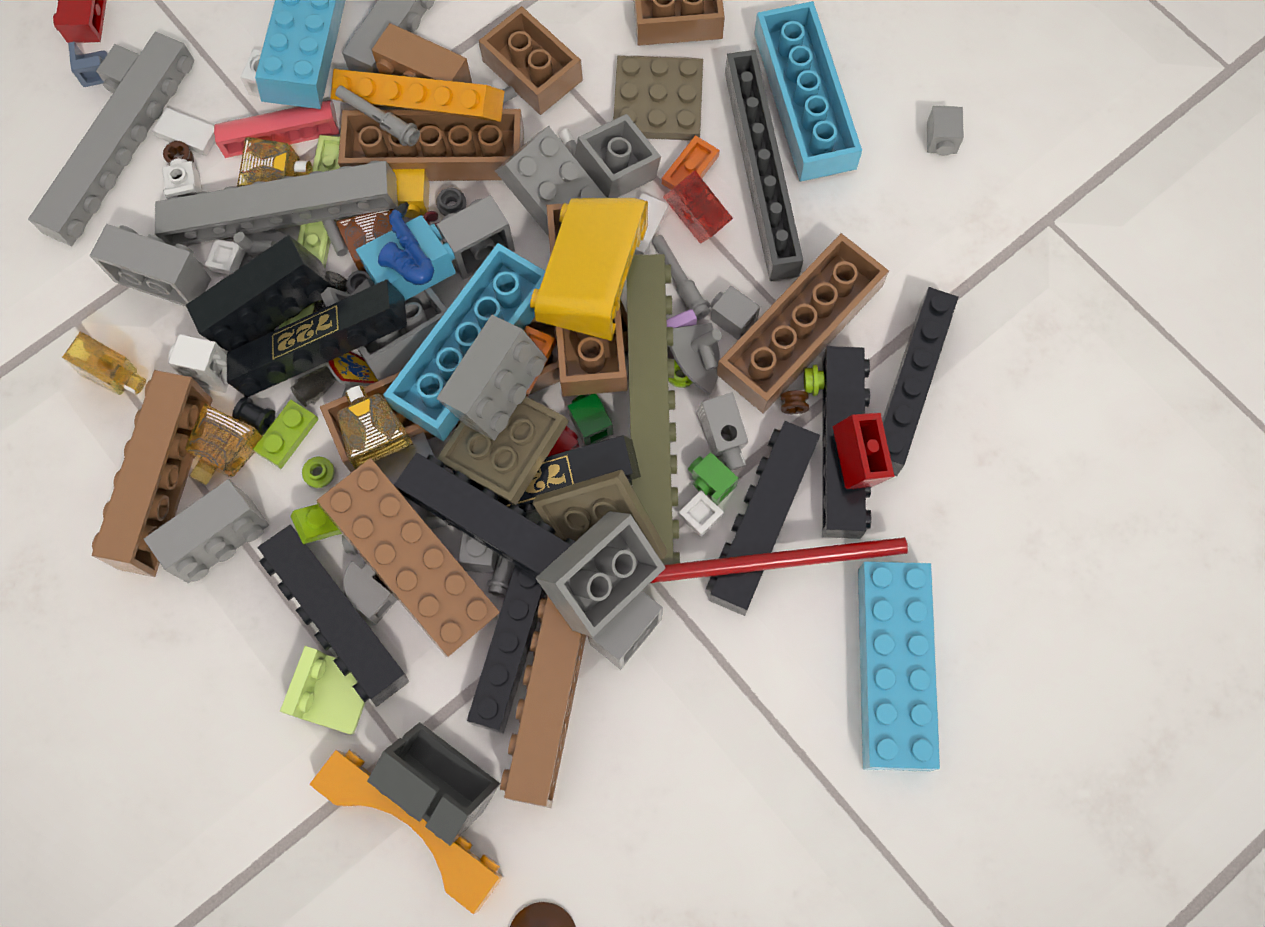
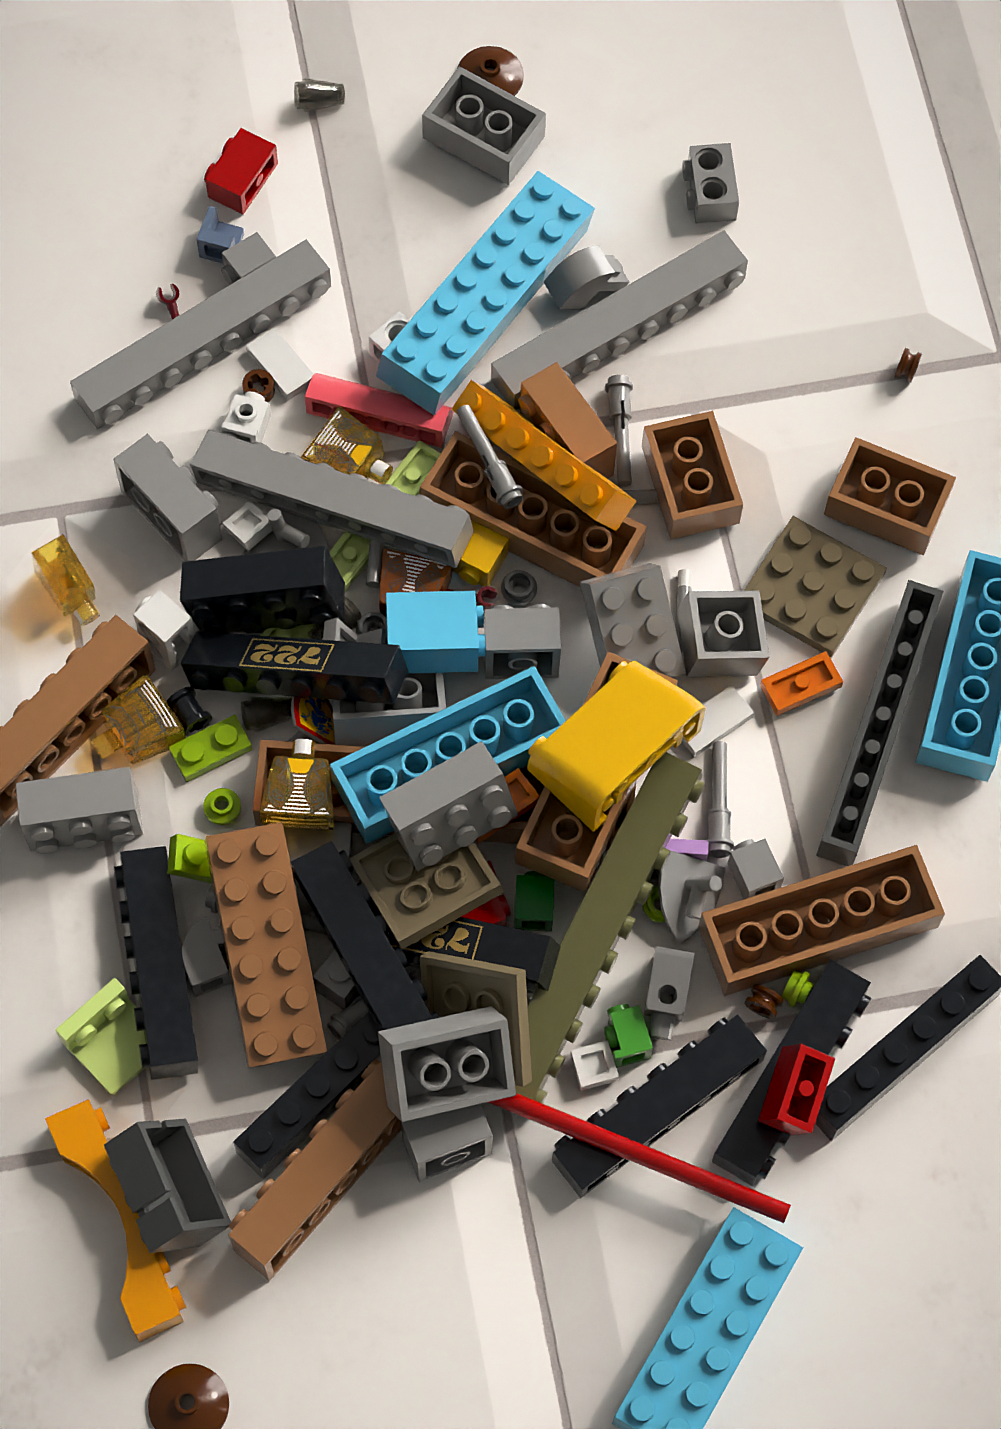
camera: 25 degrees right, 5 degrees down
(78, 128) = (171, 304): none -> dark red hand
(410, 262) = (435, 639): blue piece -> none
(445, 31) = (620, 413): none -> light grey pin
(698, 207) = (779, 733): clear red brick -> none

